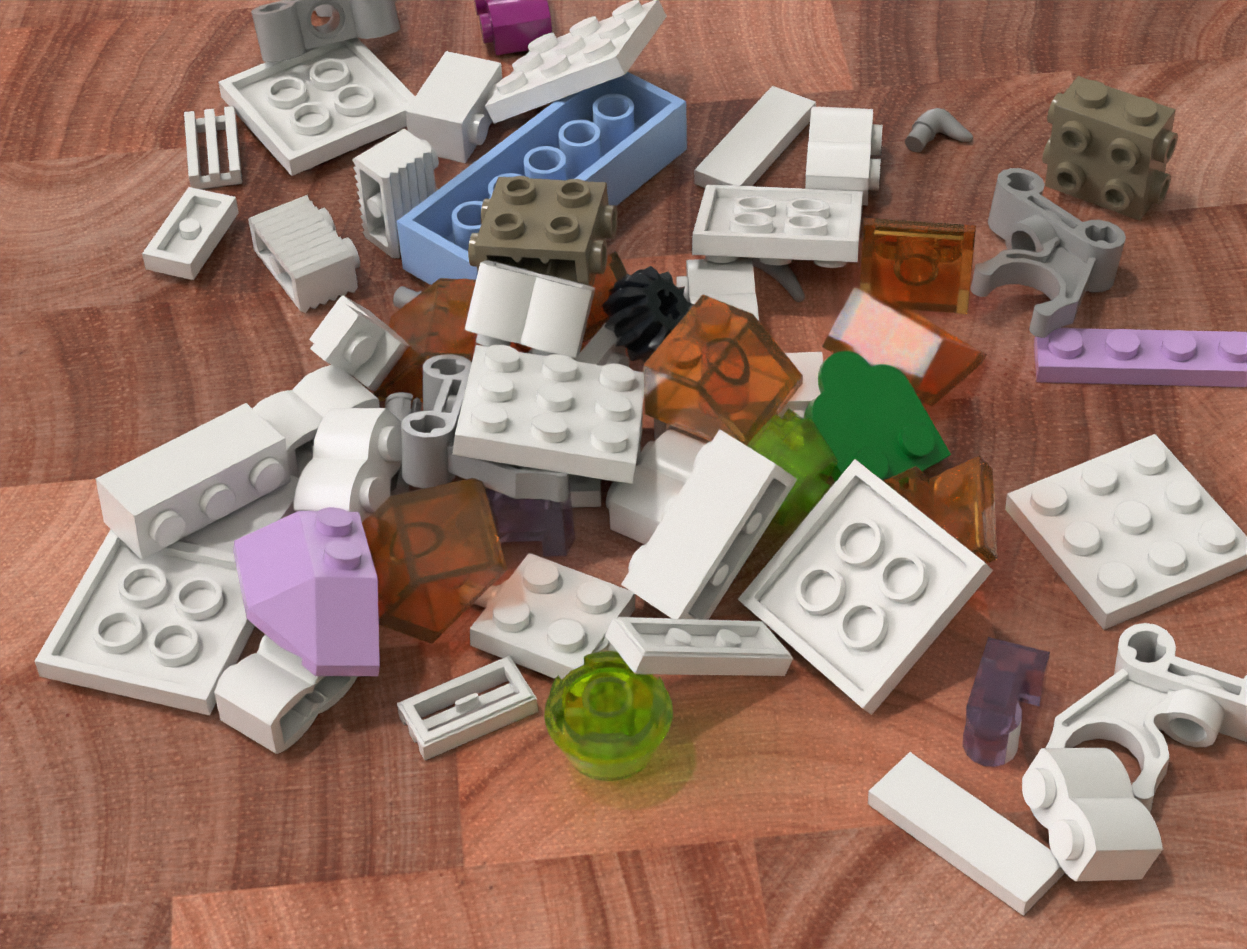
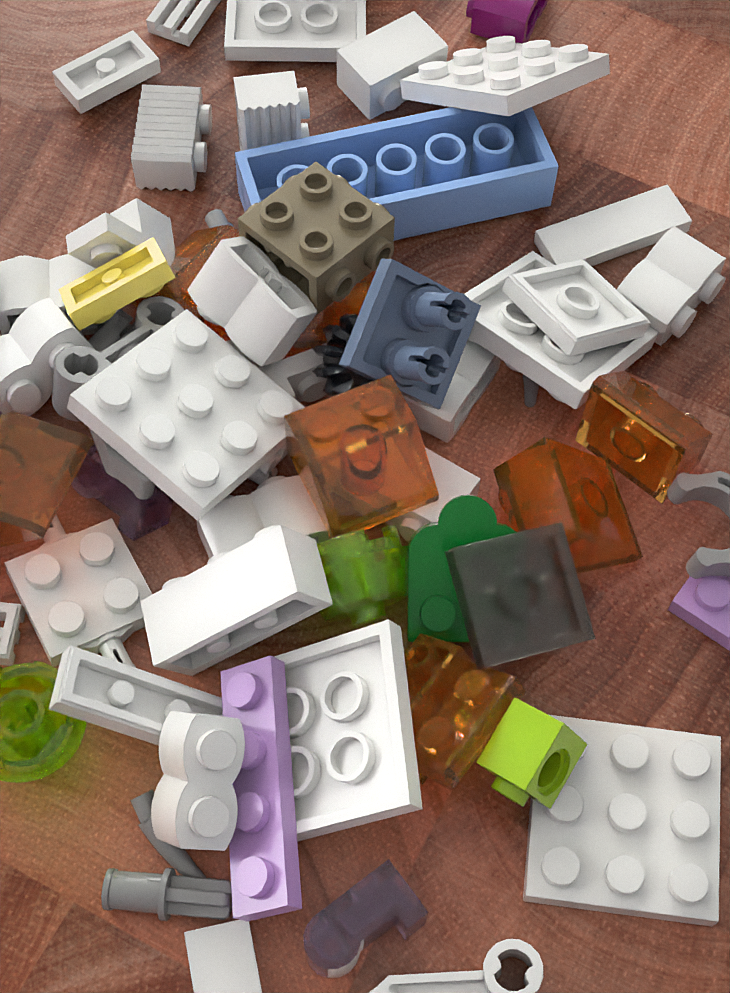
camera: 30 degrees right, 15 degrees up
(392, 359) = (116, 284): none -> light yellow plate
(690, 254) = (411, 332): none -> sand blue plate
(785, 747) = (176, 857): none -> light grey helmet
(787, 196) = (575, 307): none -> white tile
(794, 663) = (196, 795): none -> white brick
(830, 775) = (167, 894): none -> light grey axle
(844, 652) = (265, 835): none -> lavender plate
(932, 403) = (519, 595): none -> clear smoke plate
(1032, 508) = (531, 755): none -> lime brick

